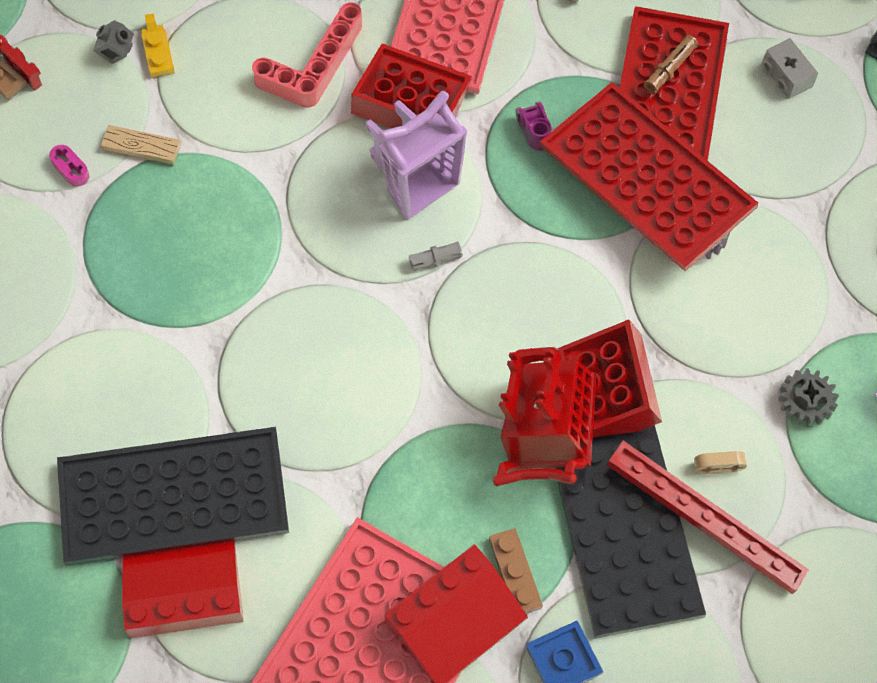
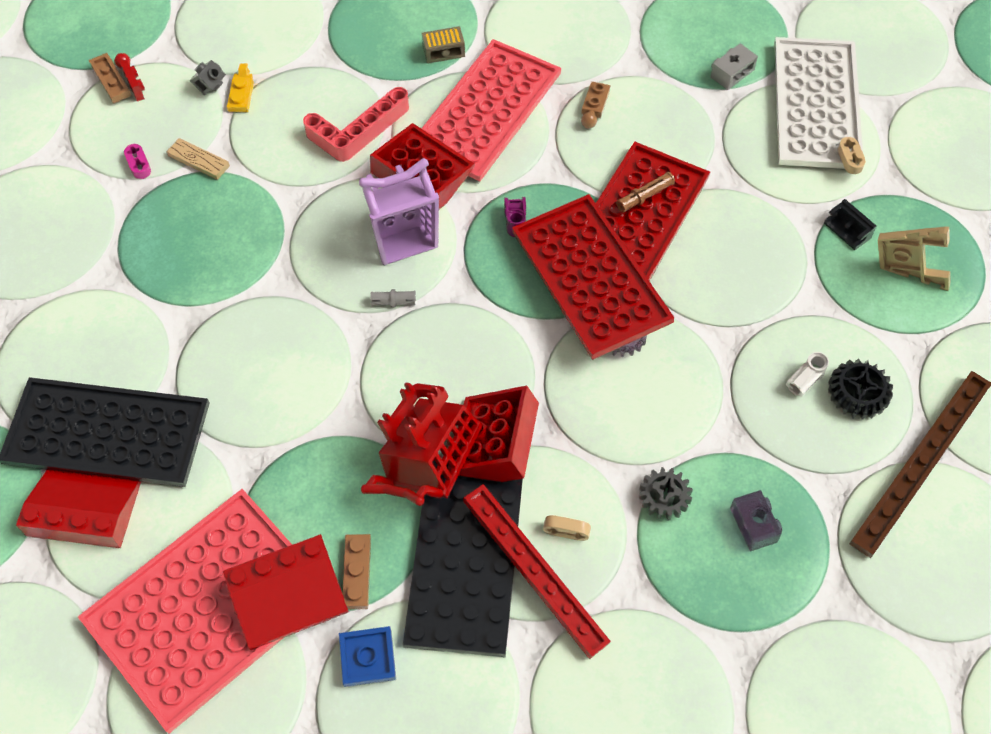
camera: 20 degrees right, 5 degrees down
(789, 68) = (749, 219): light grey brick -> none

